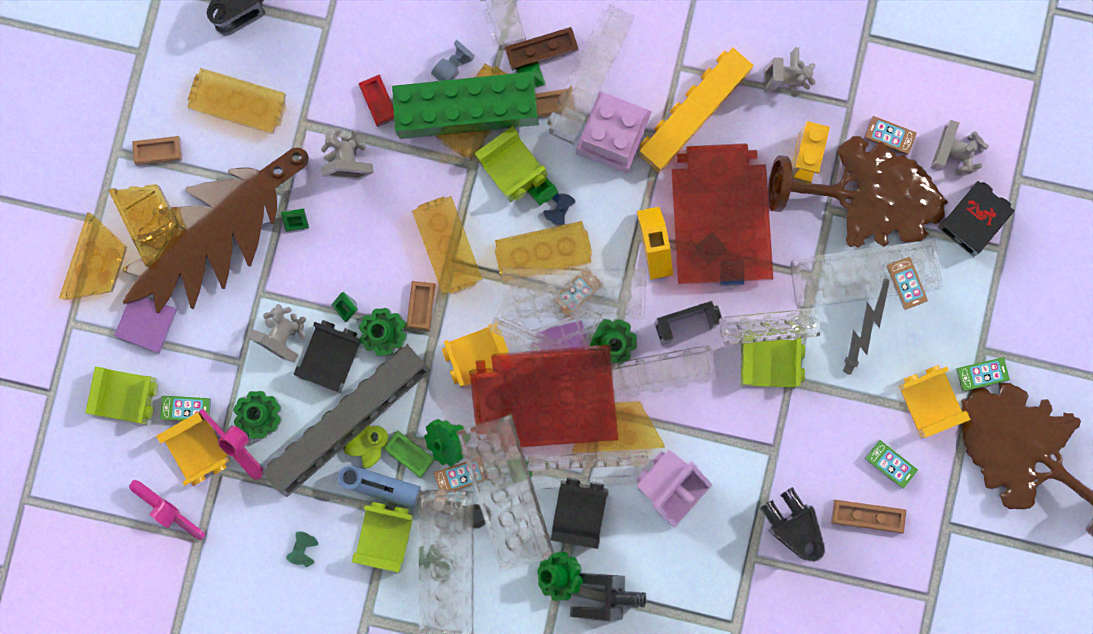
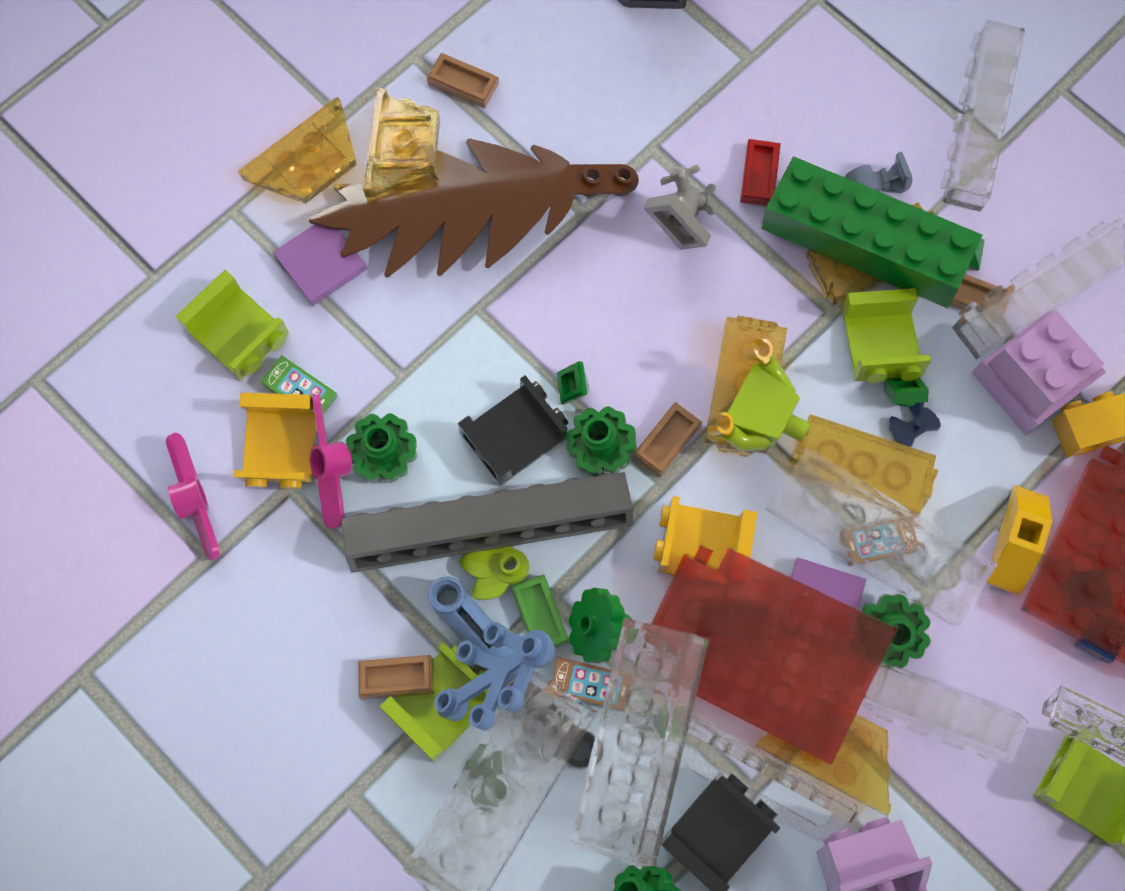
camera: 25 degrees right, 10 degrees down
(237, 101) = (592, 77): clear yellow brick -> none
(280, 332) = (475, 361): light grey piece -> none
(295, 220) = (575, 246): green slope -> none
(297, 555) = (316, 655): clear green piece -> none
(350, 539) = (395, 677): none -> medium nougat tile
(418, 482) = (532, 652): none -> medium blue plant
(463, 258) = (761, 406): none -> lime torso
(531, 338) = (792, 558): clear fence -> none
(541, 48) = (1002, 224): reddish brown plate -> none
(662, 323) = (1050, 665): black panel -> none

